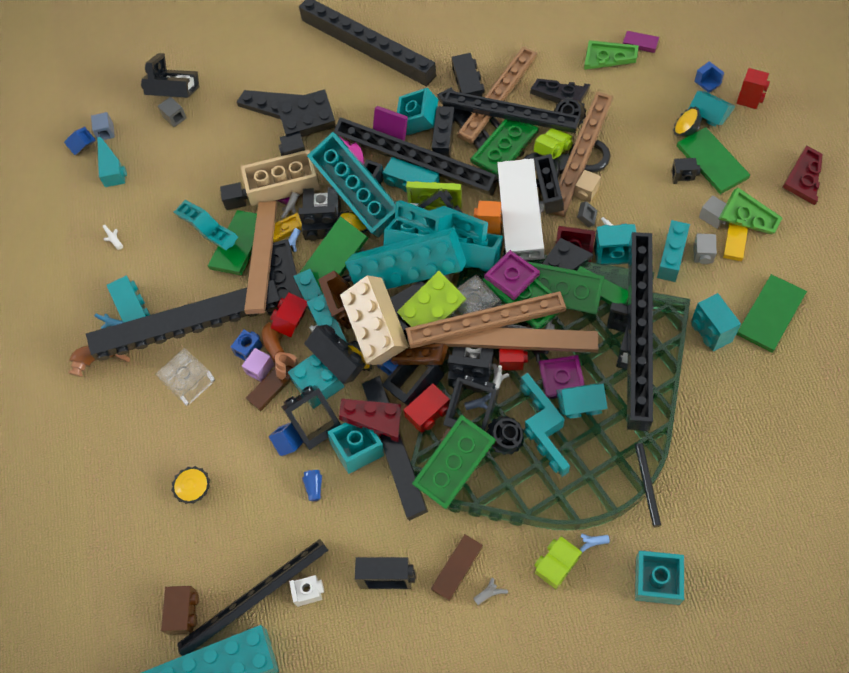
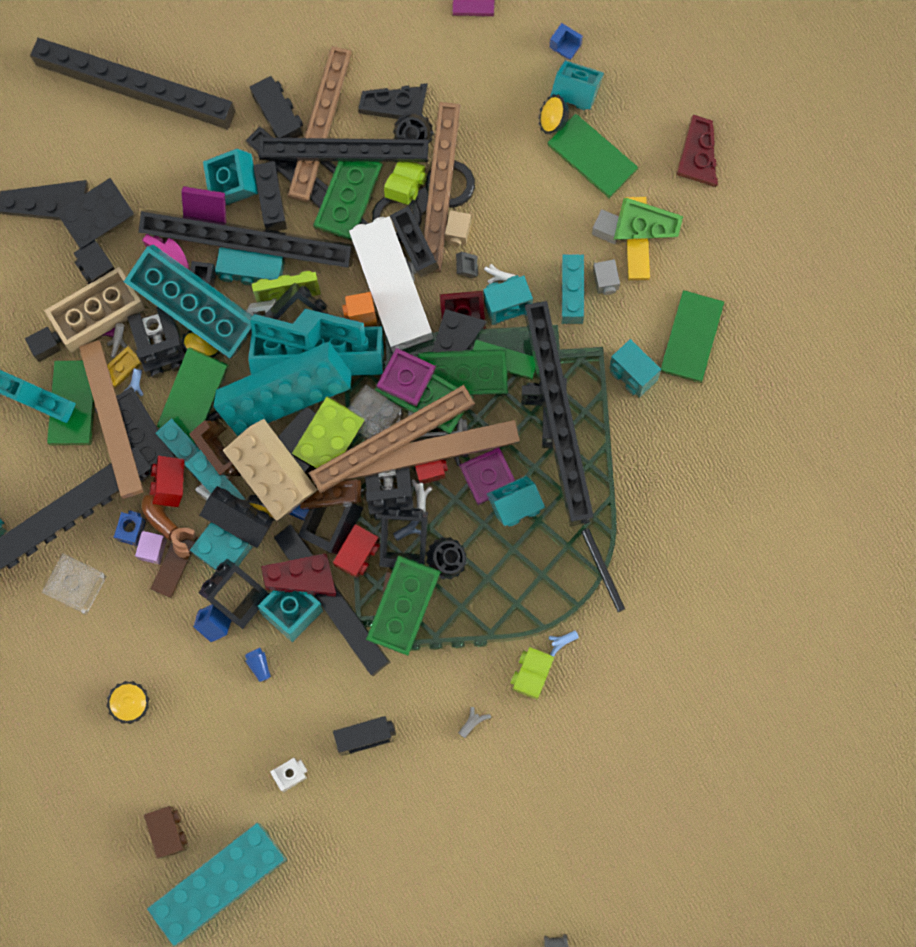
camera: 20 degrees left, 15 degrees up
(251, 598) = (236, 797): black tile -> none
(457, 567) = (433, 706): reddish brown tile -> none
(544, 425) = (483, 536): teal bracket -> none
(609, 54) = (439, 34): bright green wing -> none
(659, 577) = (635, 661): teal brick -> none
(685, 169) = (564, 179): black brick -> none
(752, 88) = (620, 51): red brick -> none

